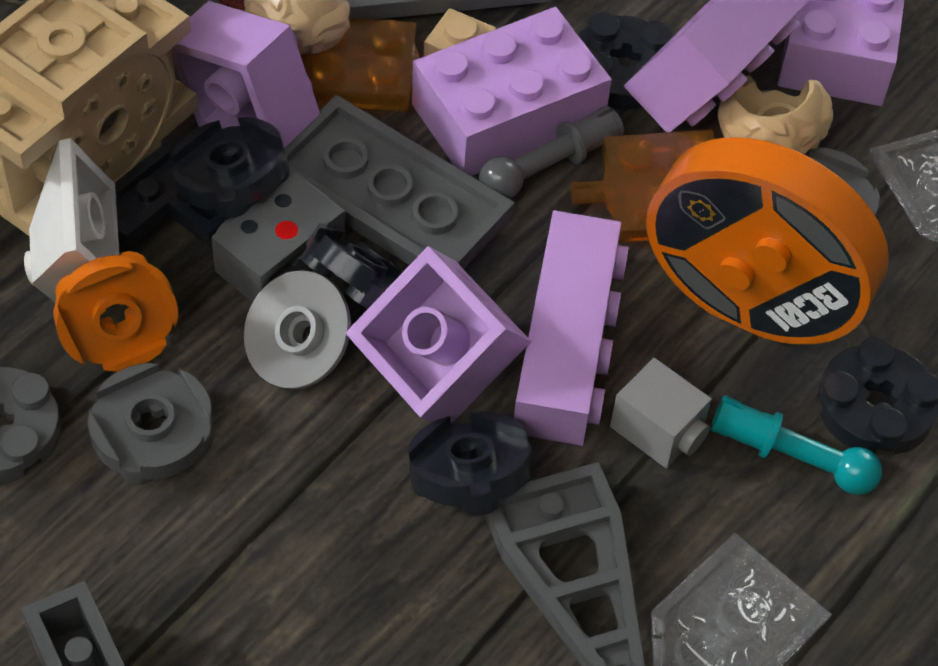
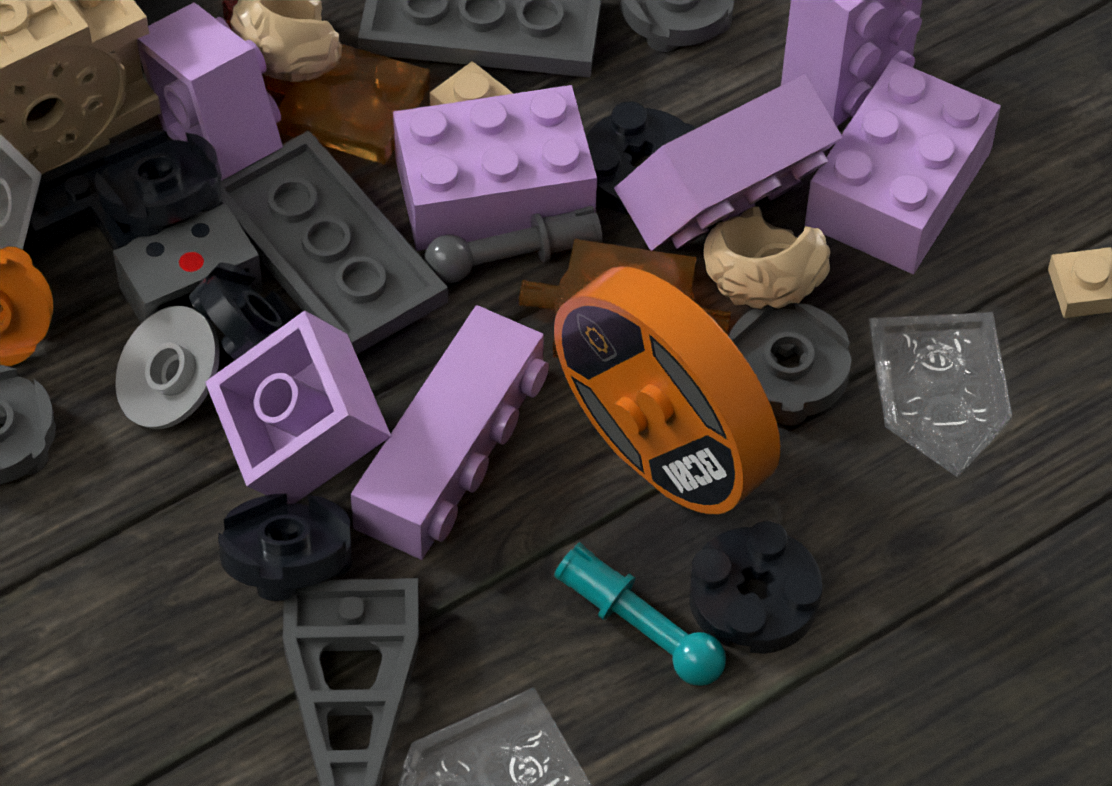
camera: 20 degrees right, 0 degrees up
(661, 413) = (507, 545): light grey brick -> none

